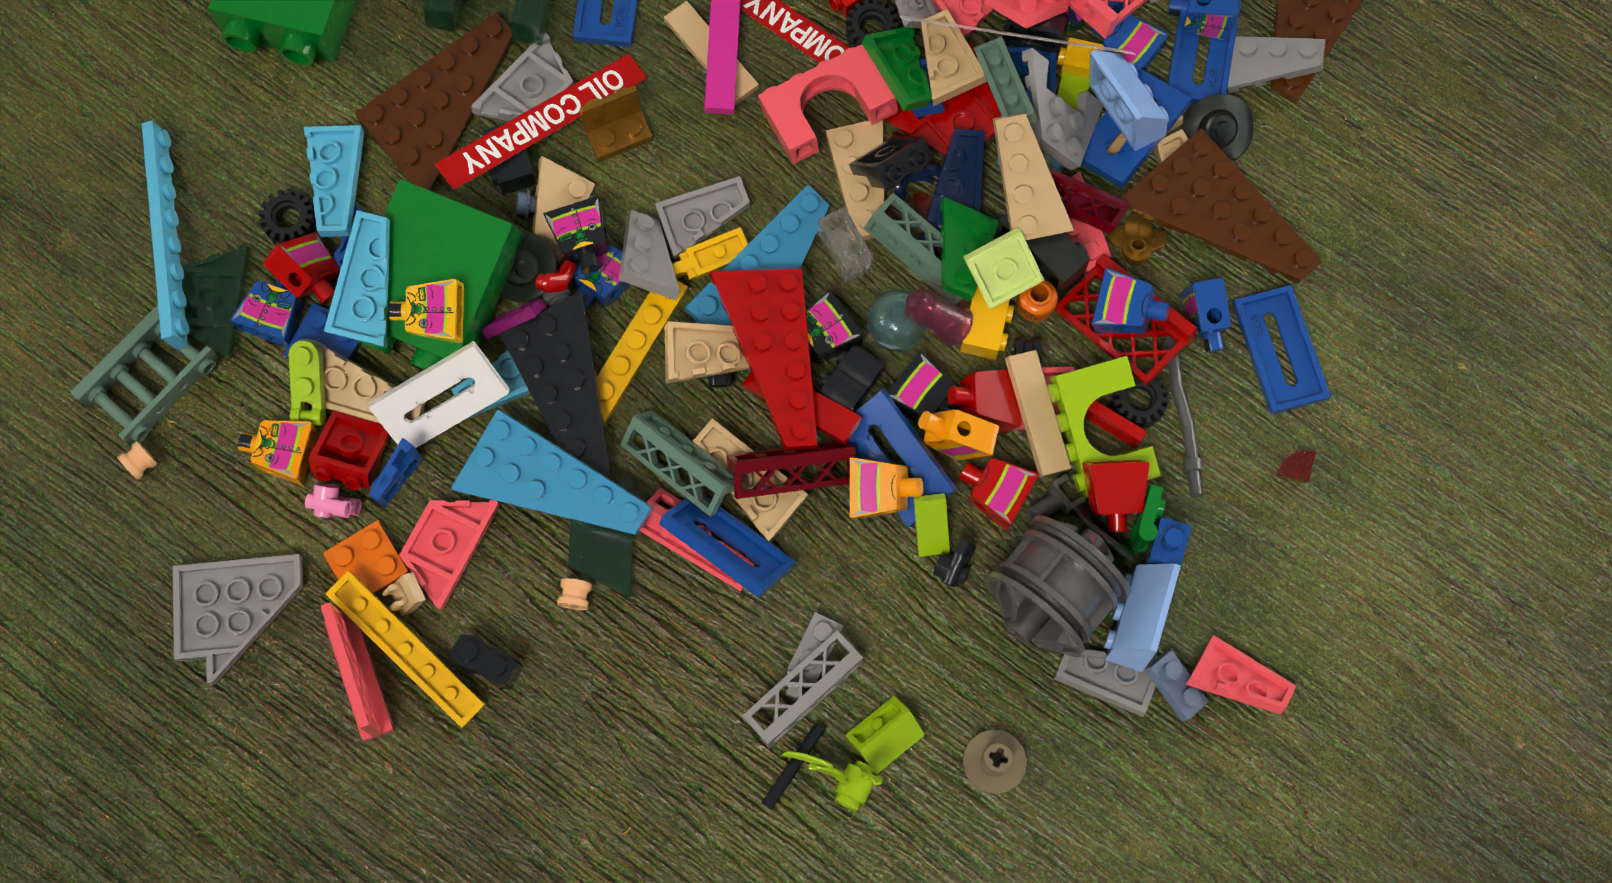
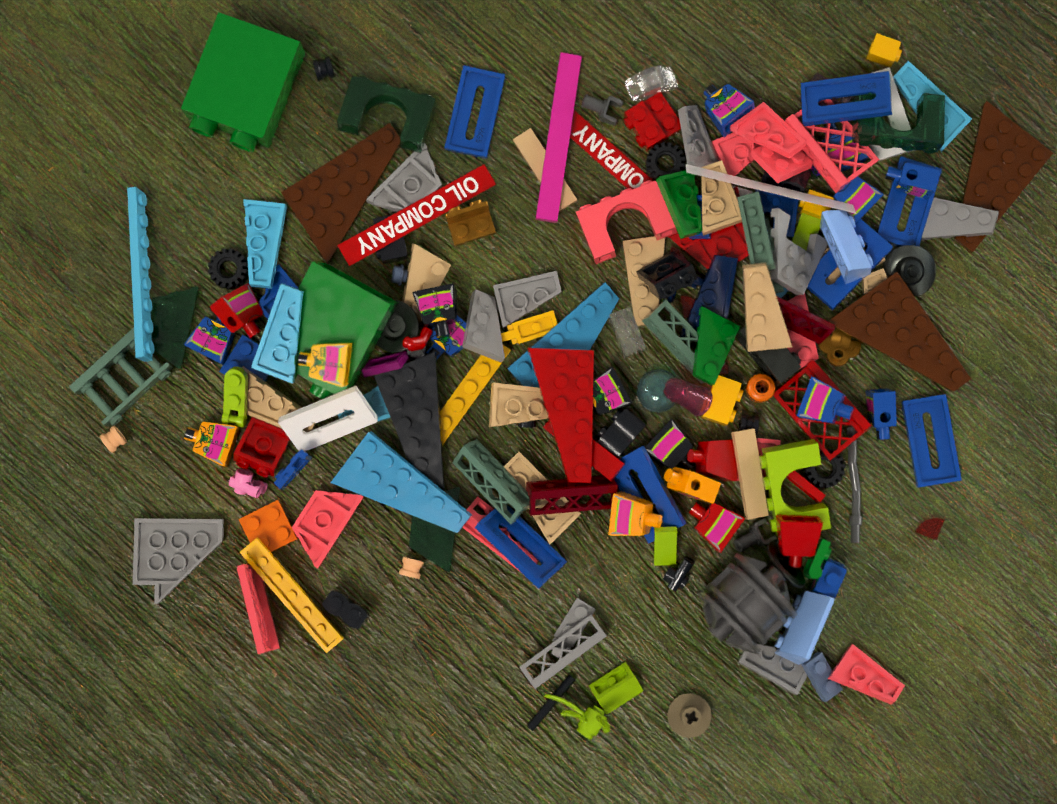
camera: 10 degrees right, 10 degrees up
(406, 594) = (295, 555): tan tile -> none
(1003, 268) = (738, 368): yellowish green tile -> none

